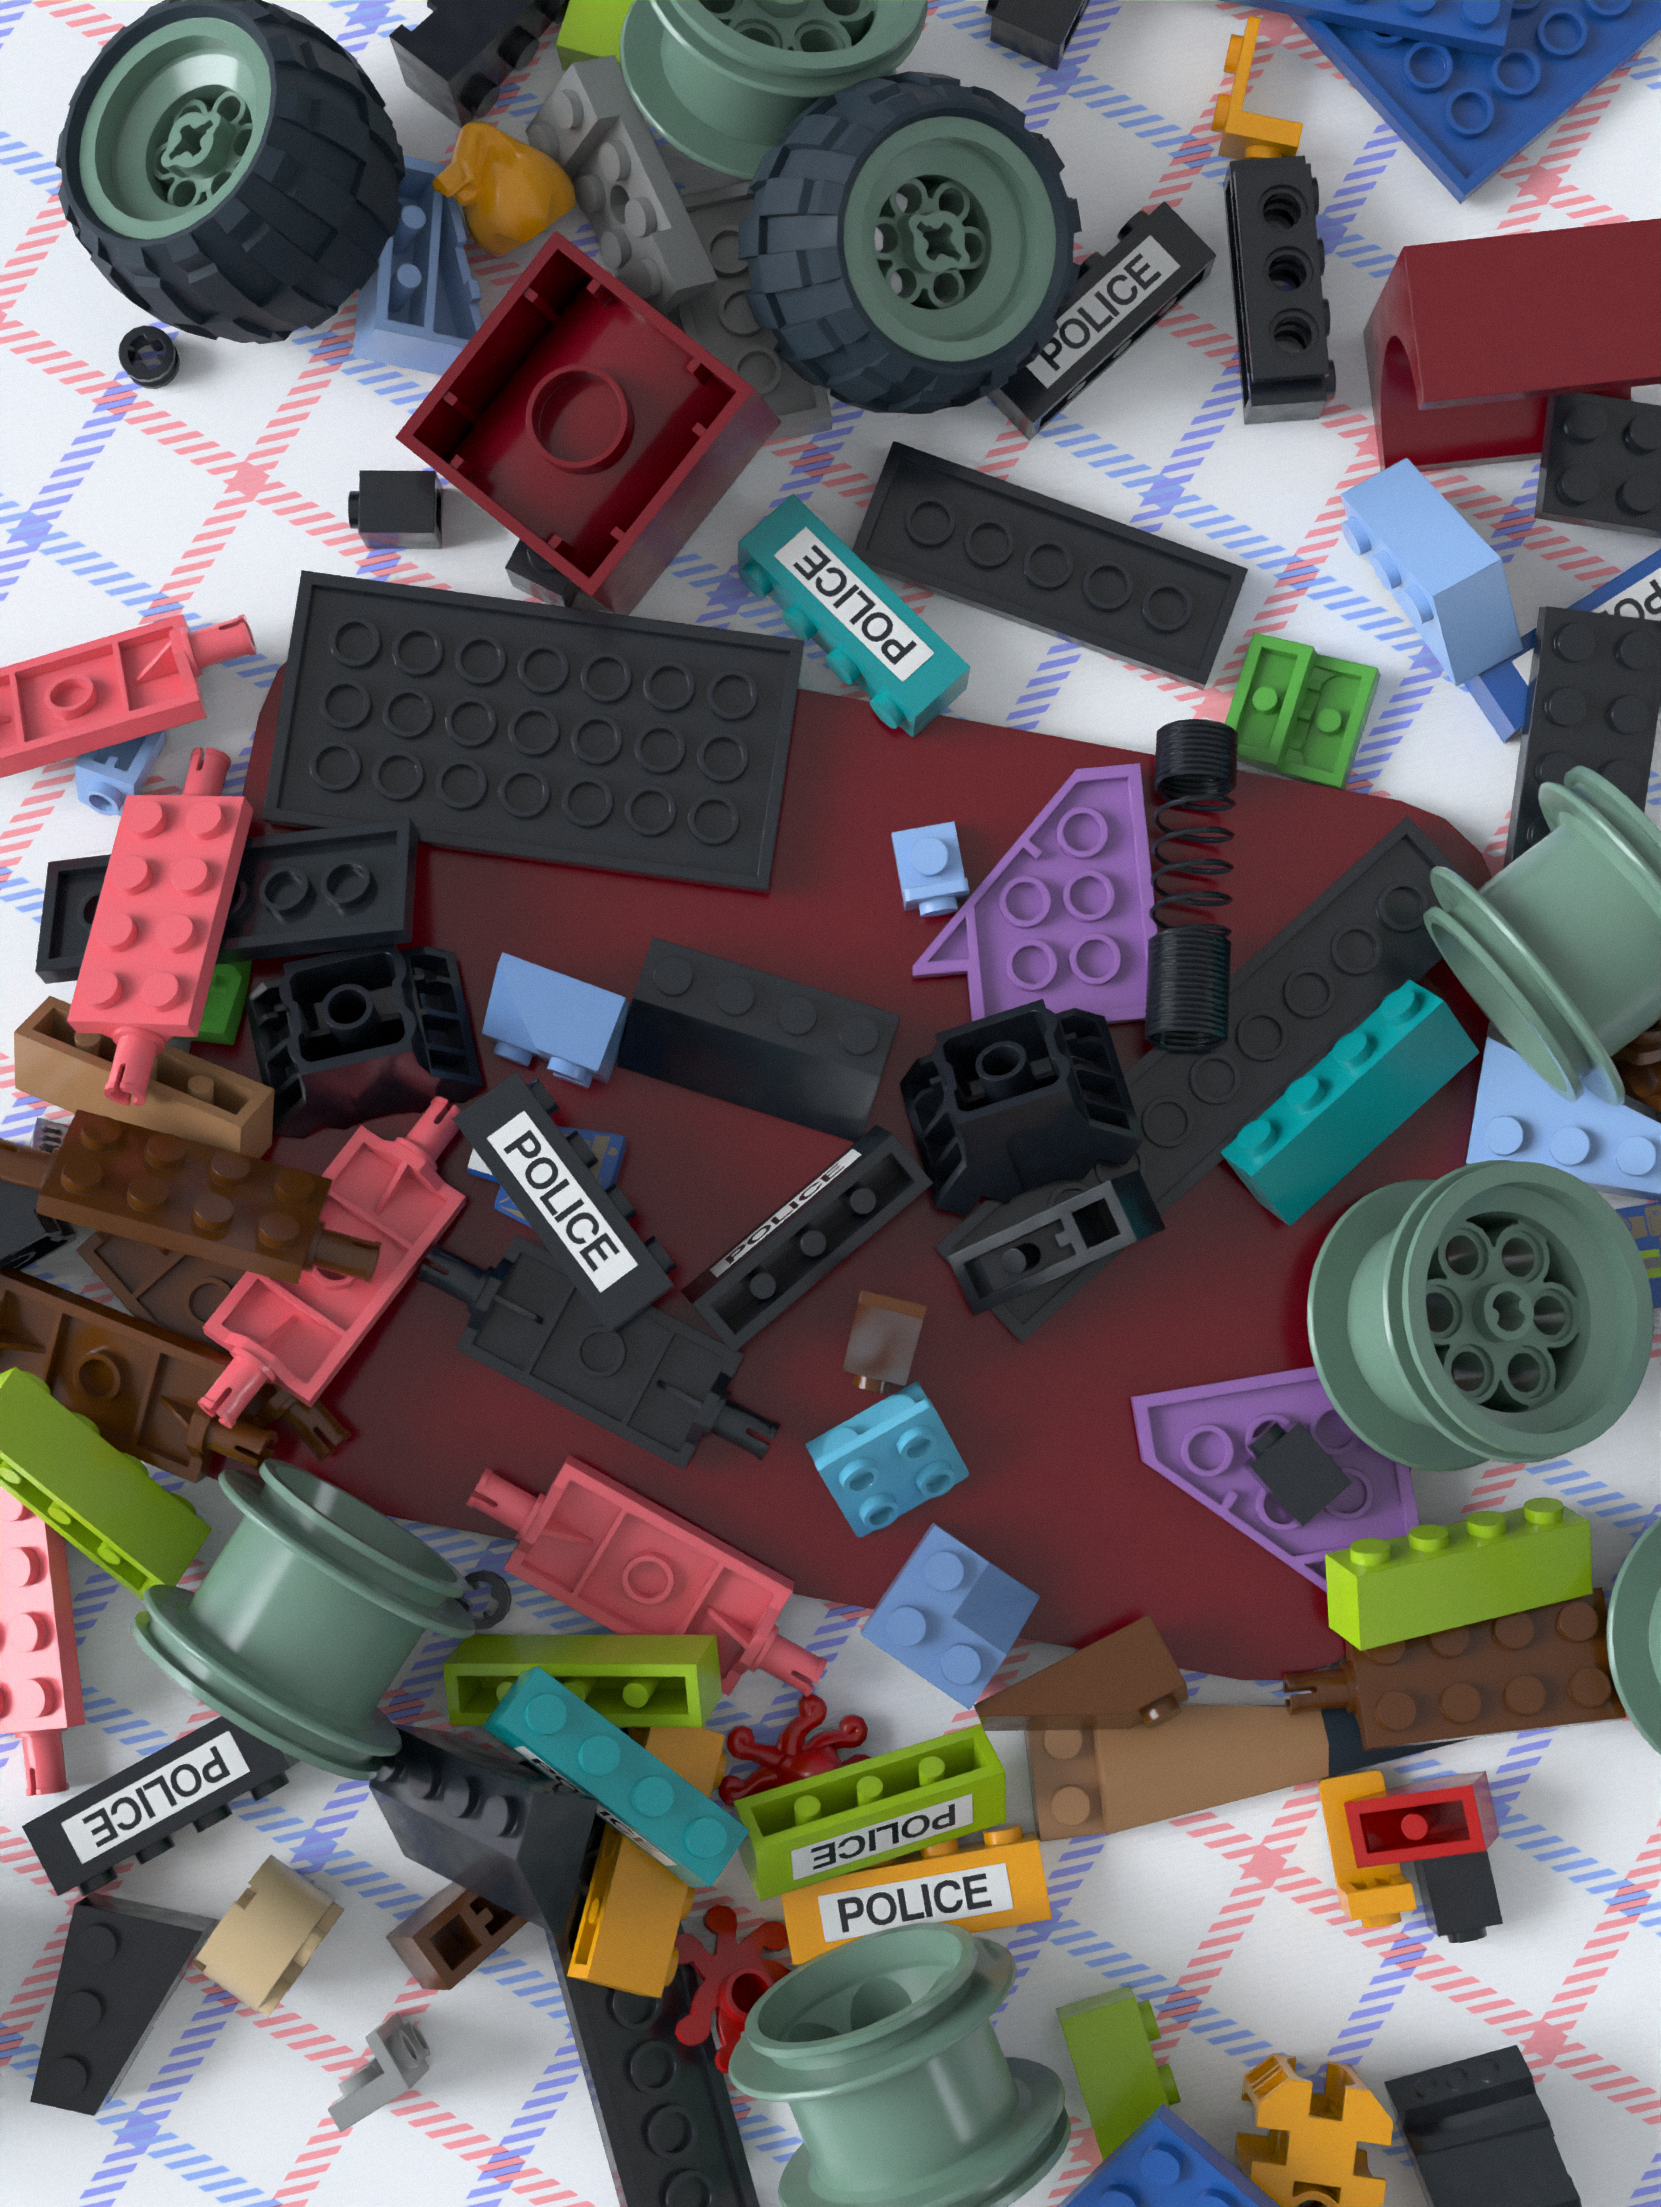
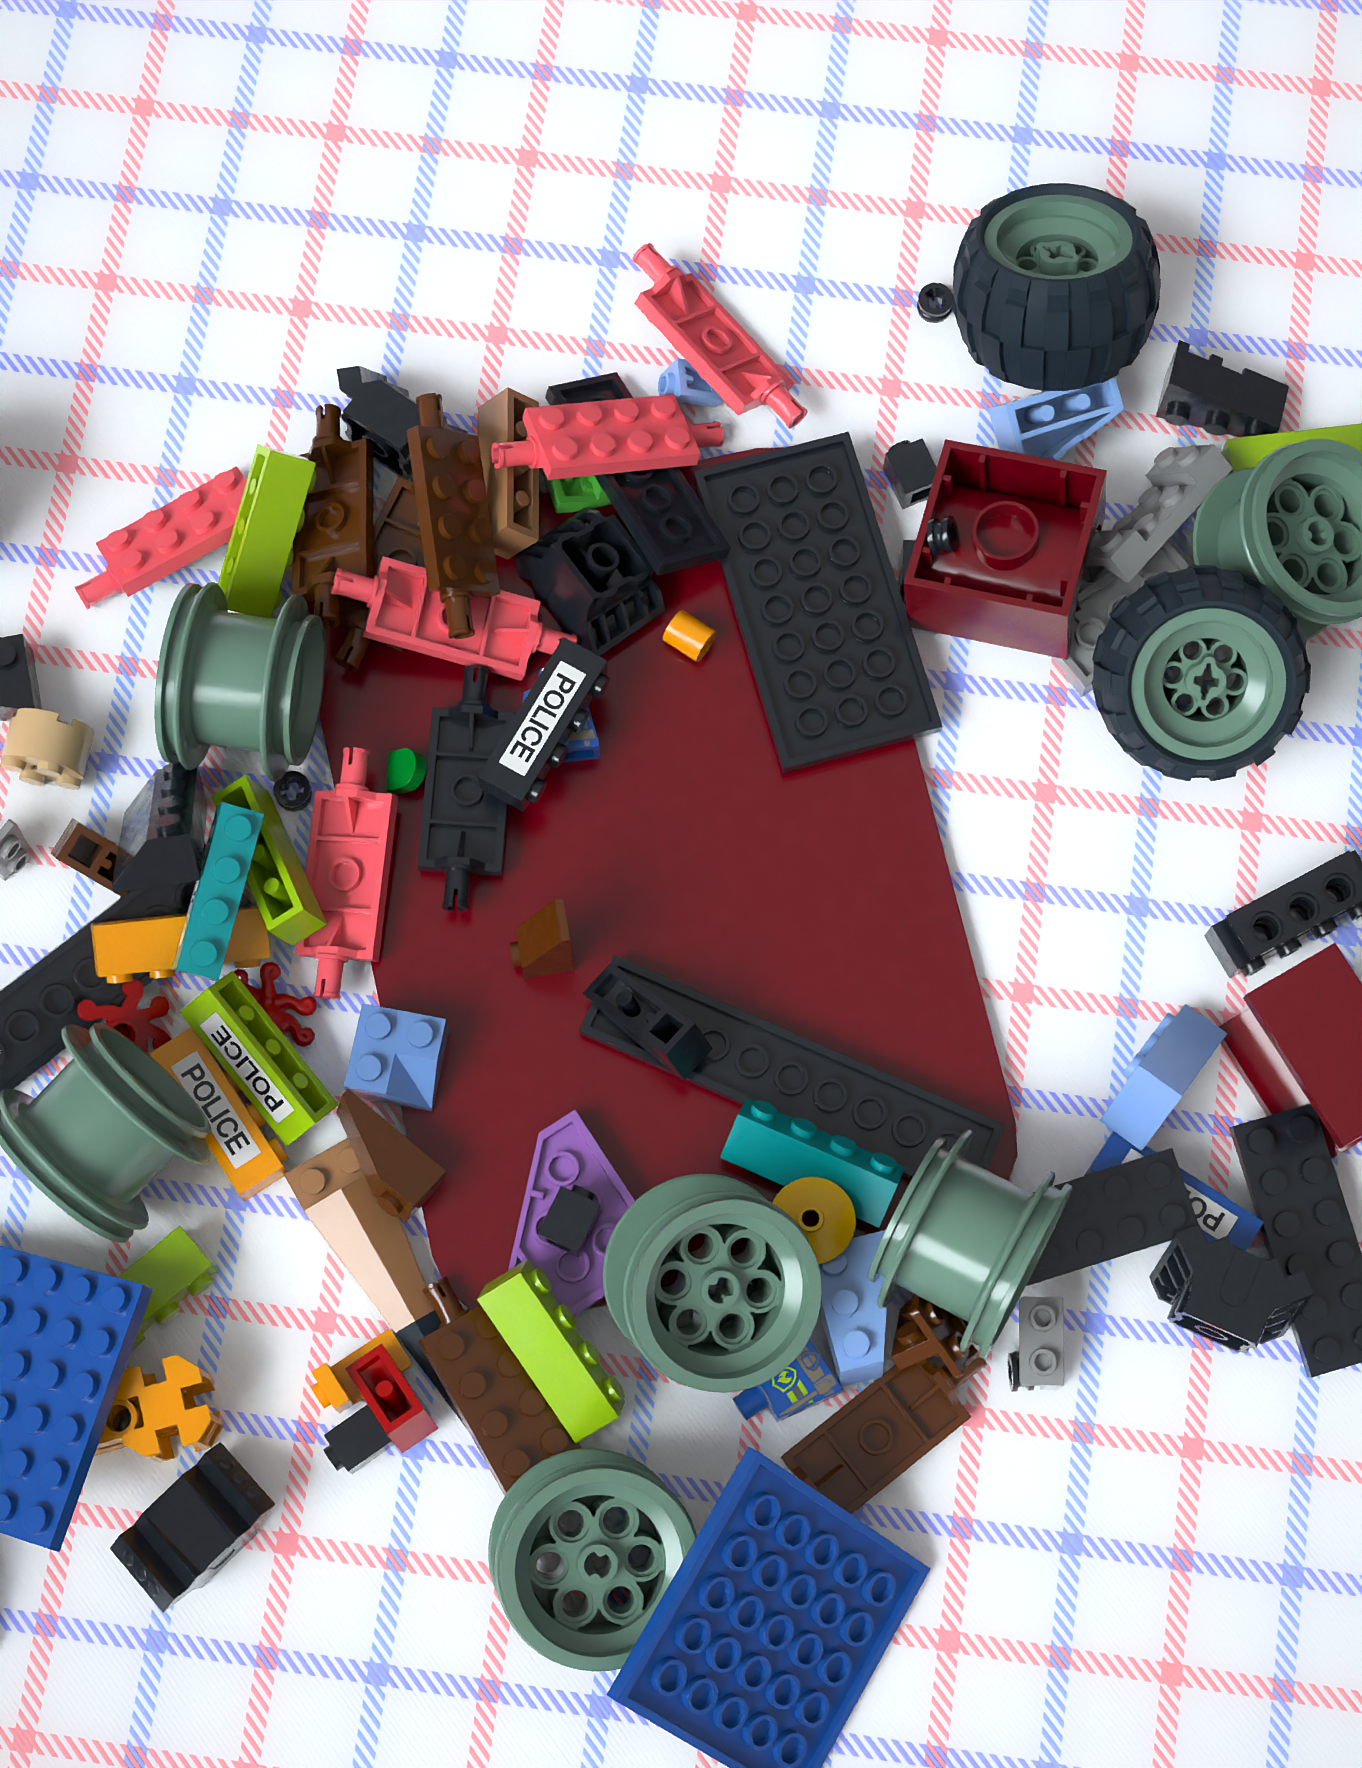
camera: 60 degrees right, 10 degrees down
(152, 1800) = (97, 654): brick -> none
(504, 188) = (1127, 444): light orange piece -> none
(508, 930) = (689, 635): none -> light orange gear
(530, 1427) = (404, 771): none -> green tile
(543, 507) = (943, 535): none -> black bush
(555, 1020) = (650, 682): medium blue slope -> none
(757, 1040) = (691, 802): black slope -> none
(806, 1237) = (585, 875): black brick -> none
(851, 617) = (970, 751): teal brick -> none
(887, 1460) = (472, 982): medium azure bracket -> none
(930, 869) = (841, 859): light blue bracket -> none
(1018, 1104) = (721, 965): black slope -> none
(1048, 565) = (1058, 854): black plate -> none
(1061, 908) = (847, 947): medium lavender wing -> none
(1111, 310) = (1224, 819): black brick -> none
(1185, 964) = (849, 1024): black piece -> none
(1300, 711) = (1041, 1040): bright green slope -> none
(1418, 1109) = (834, 1209): none -> yellow dish

